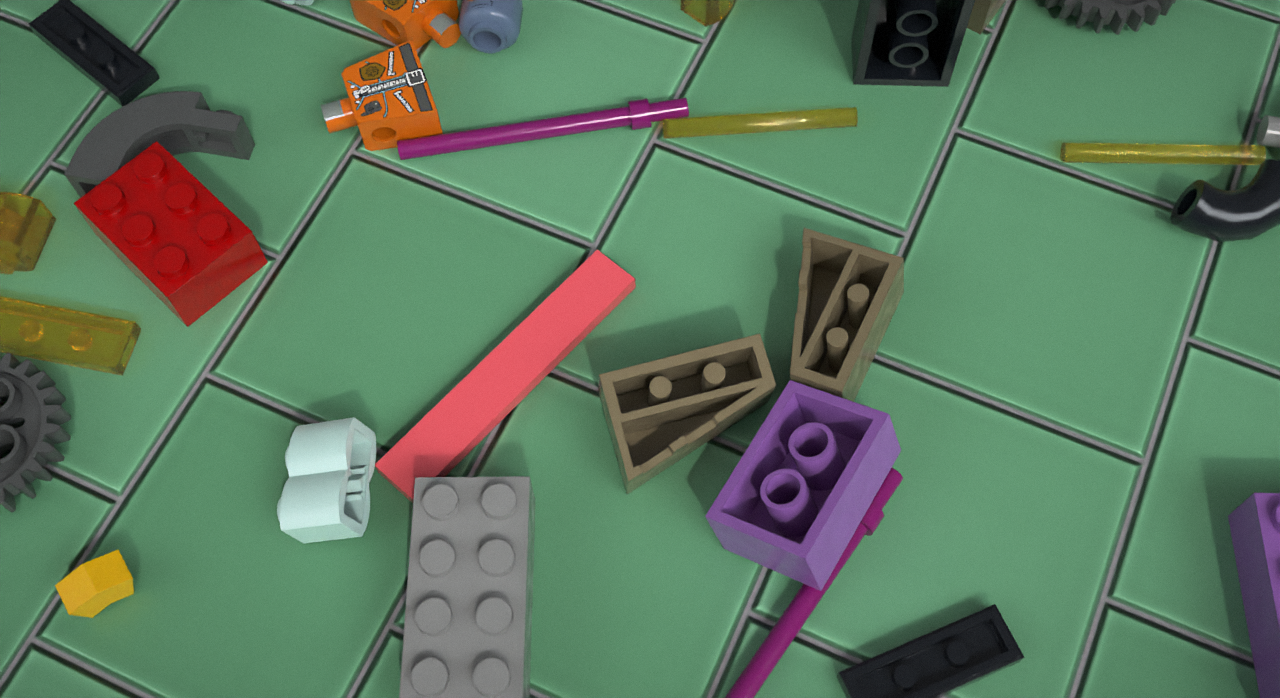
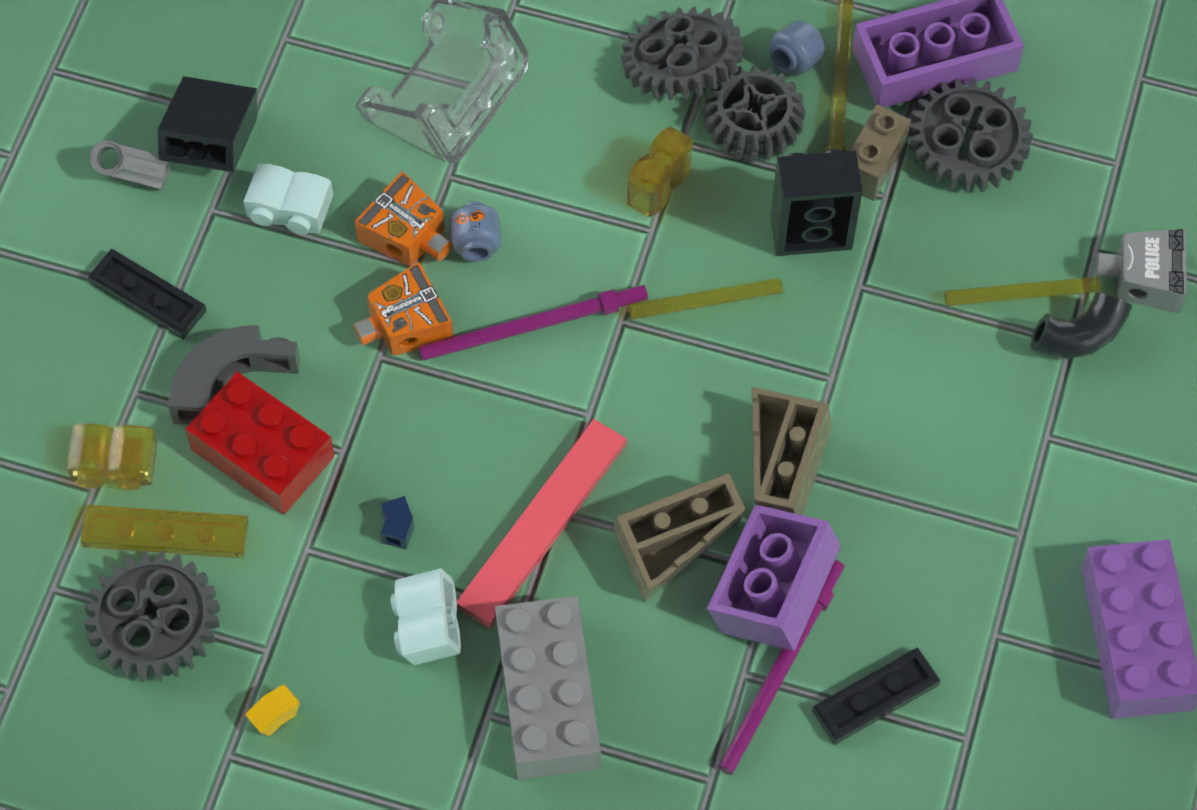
camera: 10 degrees left, 0 degrees up
(322, 353) = (397, 524): none -> dark blue piece

